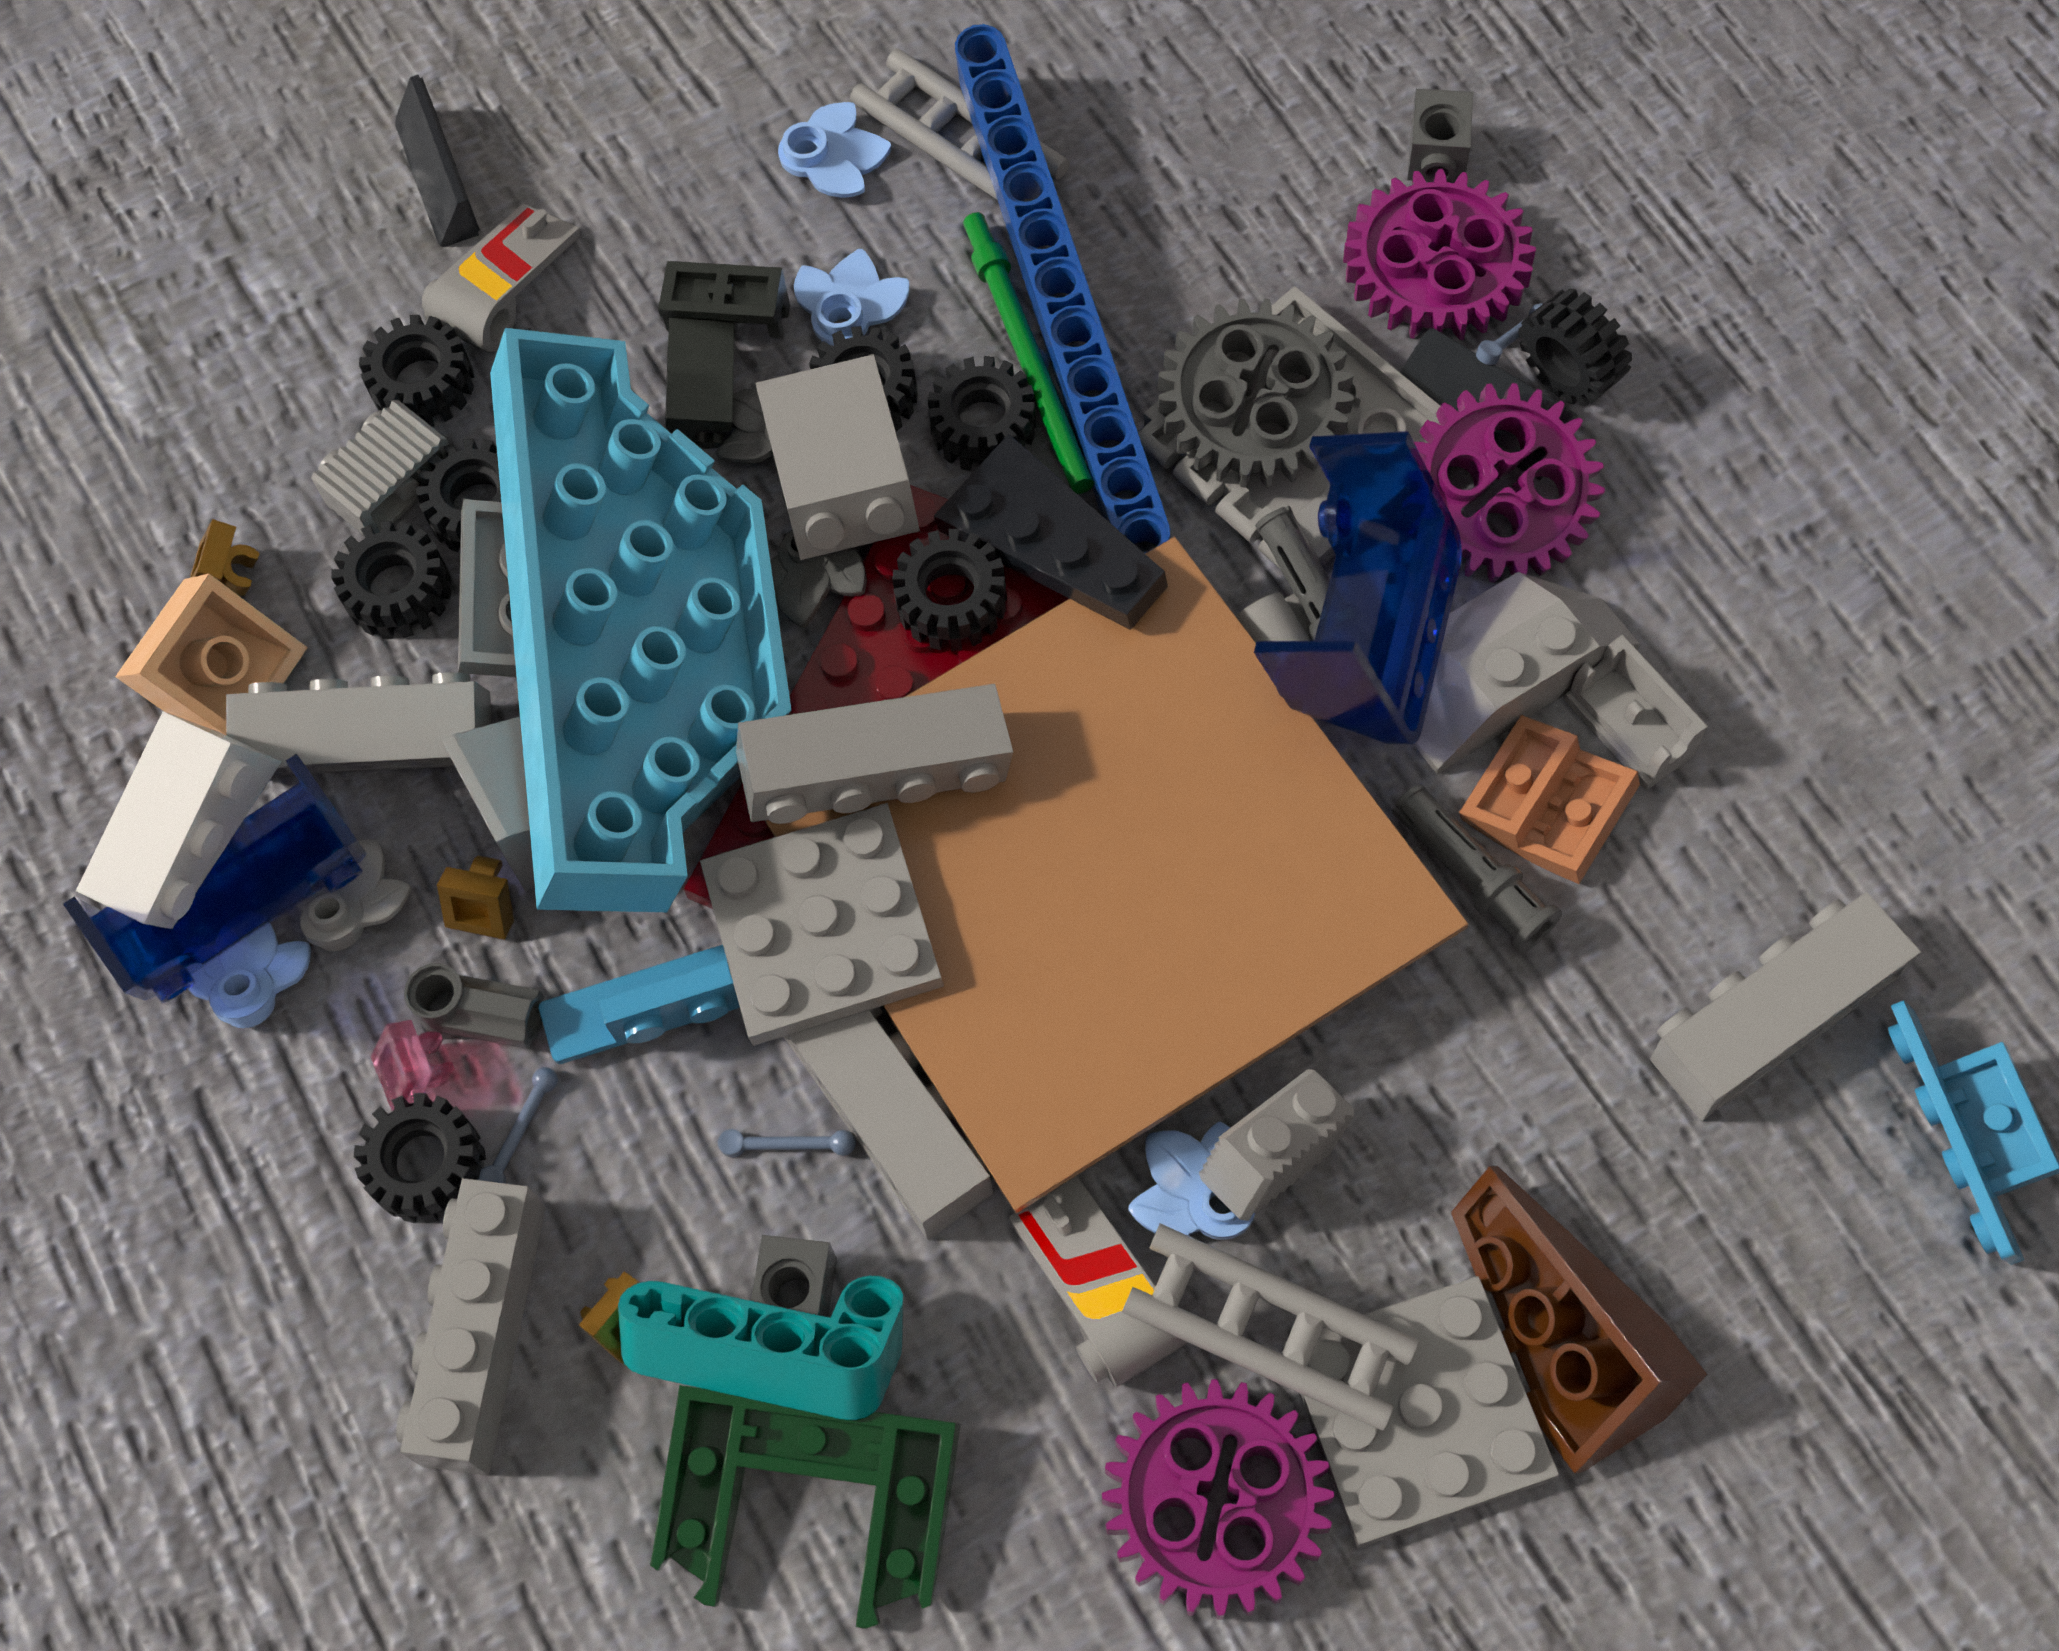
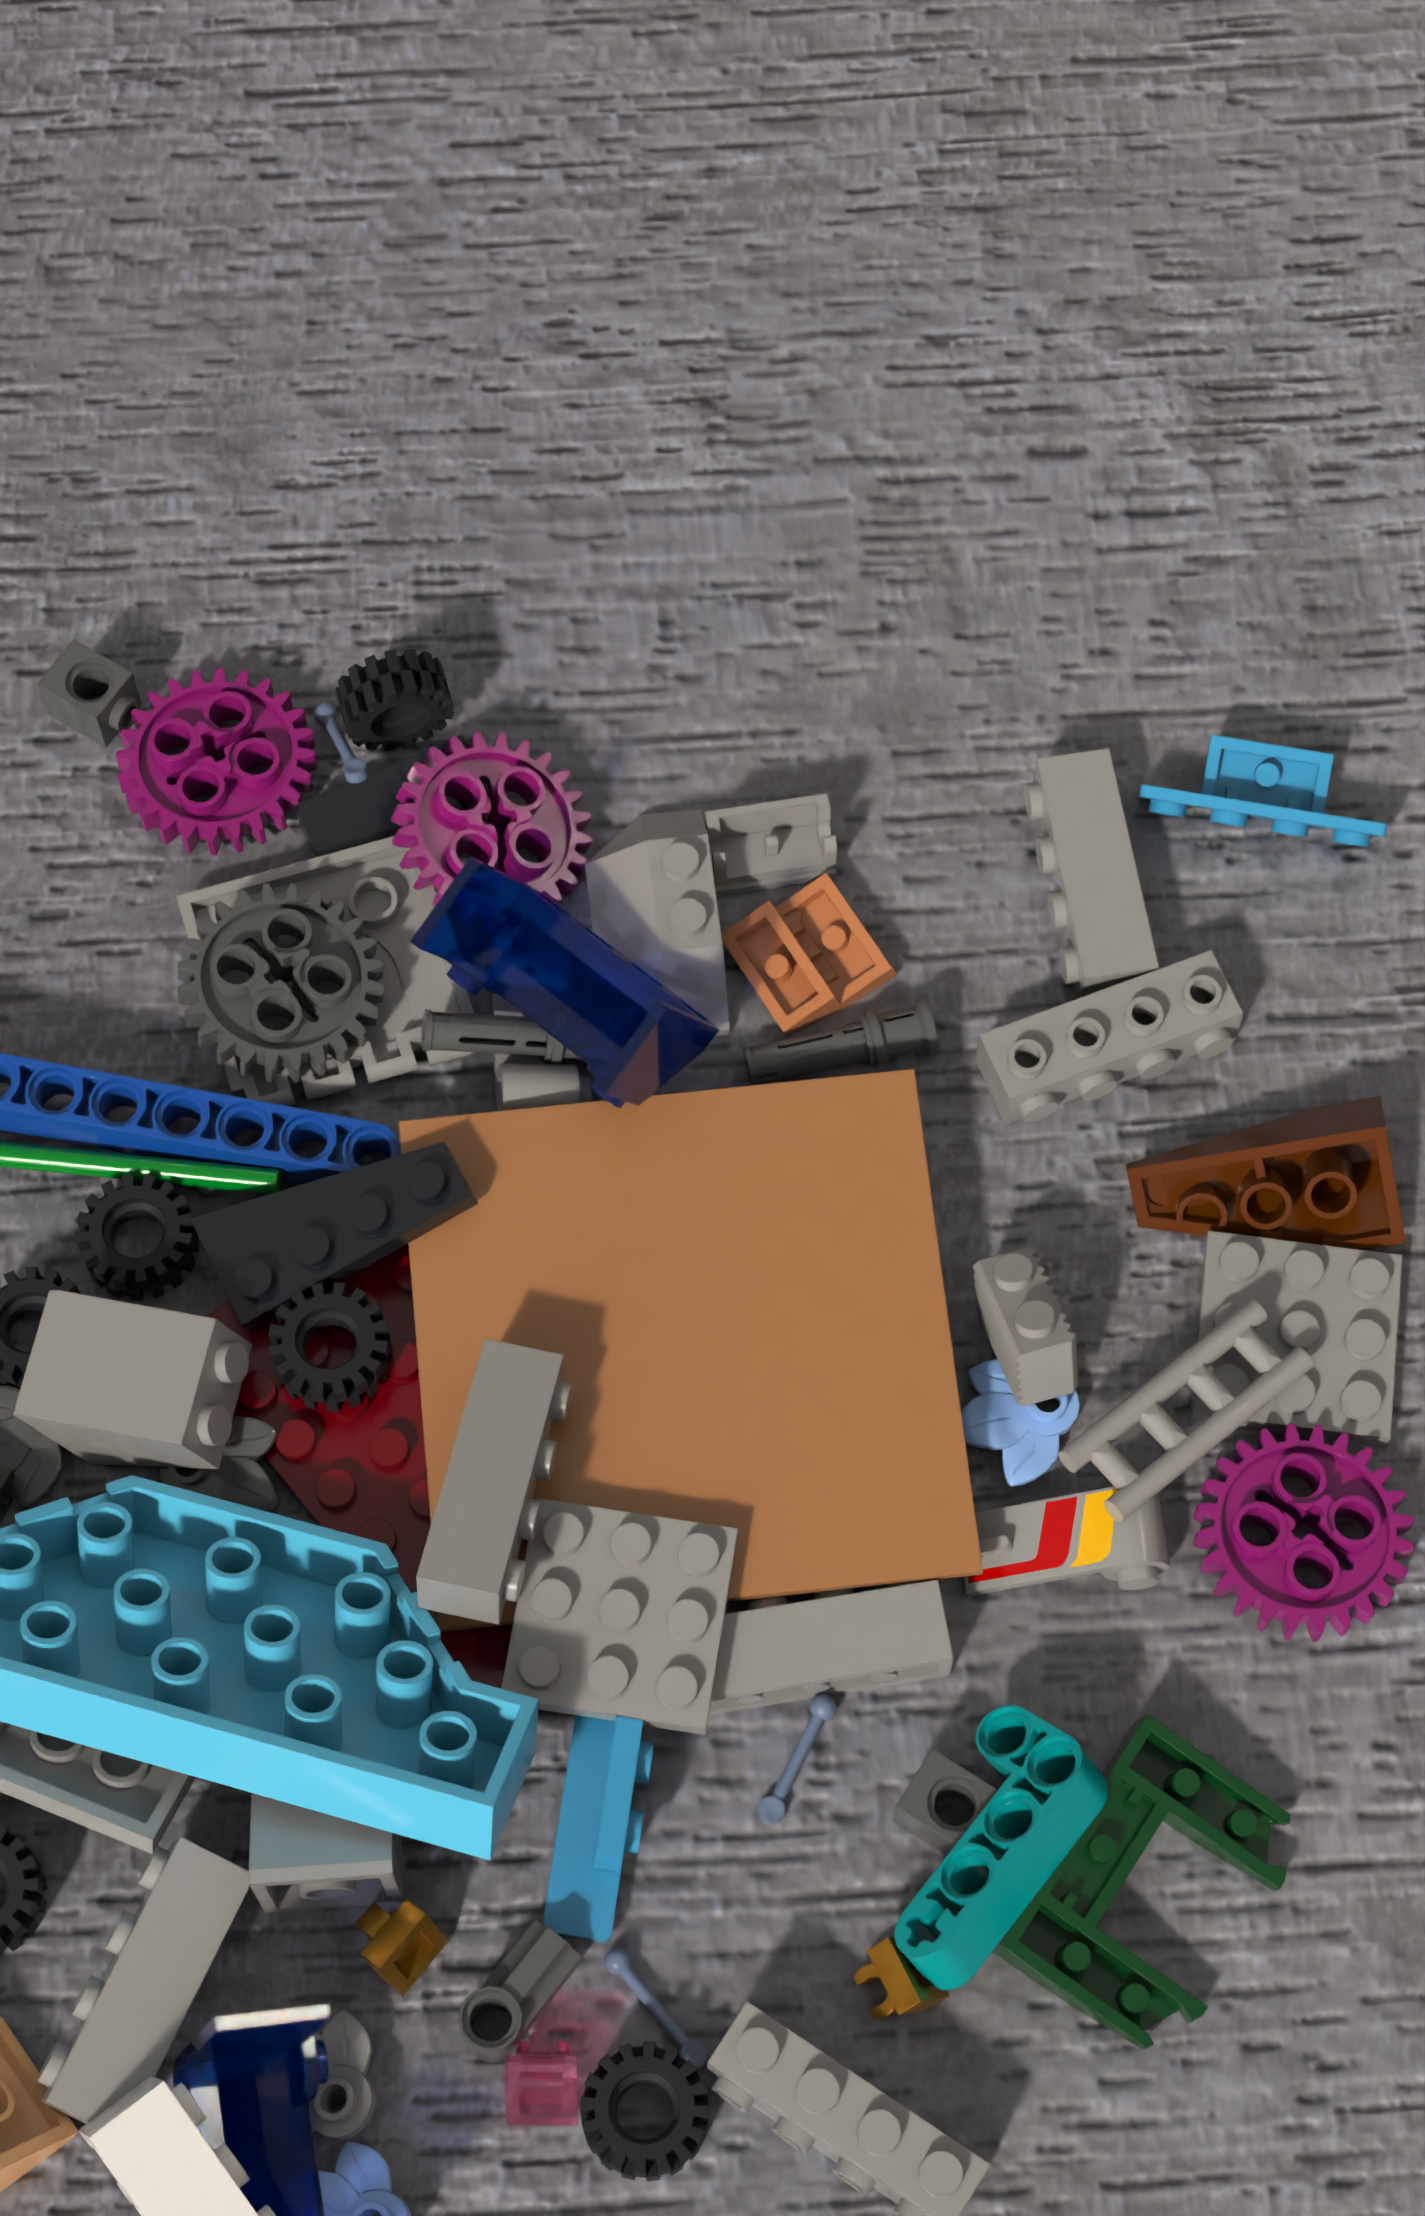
camera: 70 degrees left, 0 degrees up
(1622, 1096) = (1109, 1038): none -> light grey brick

